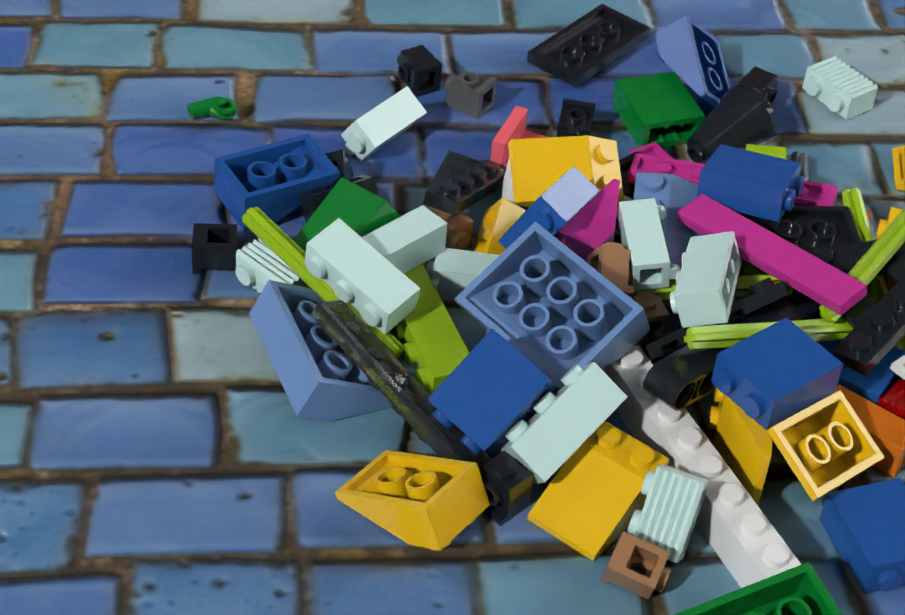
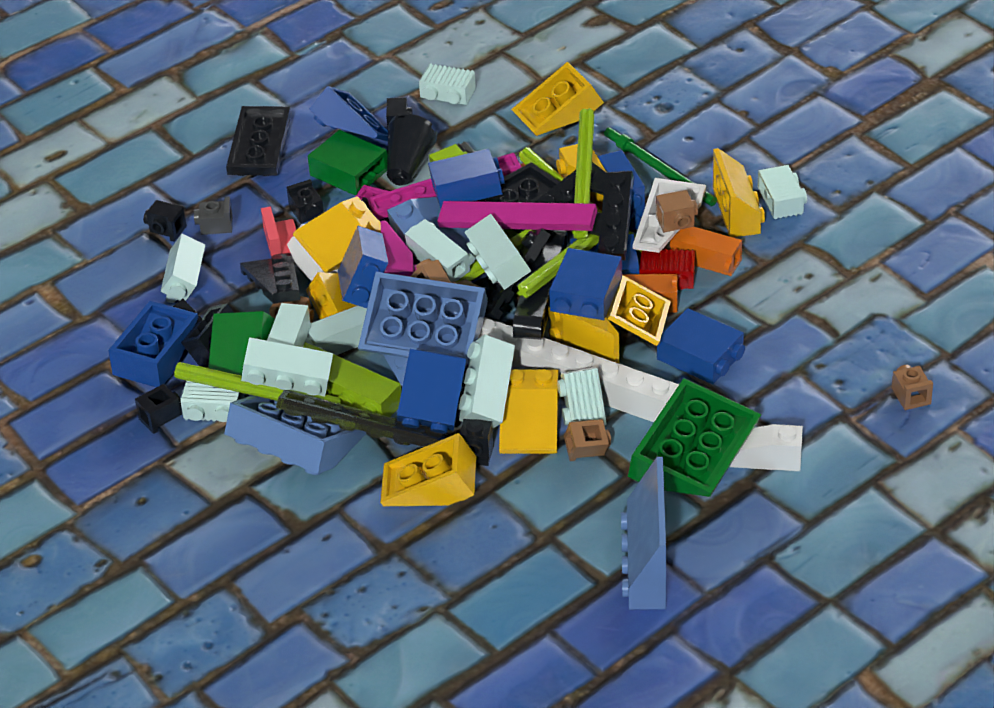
camera: 30 degrees left, 0 degrees up
(214, 107) = (51, 320): green arm -> none

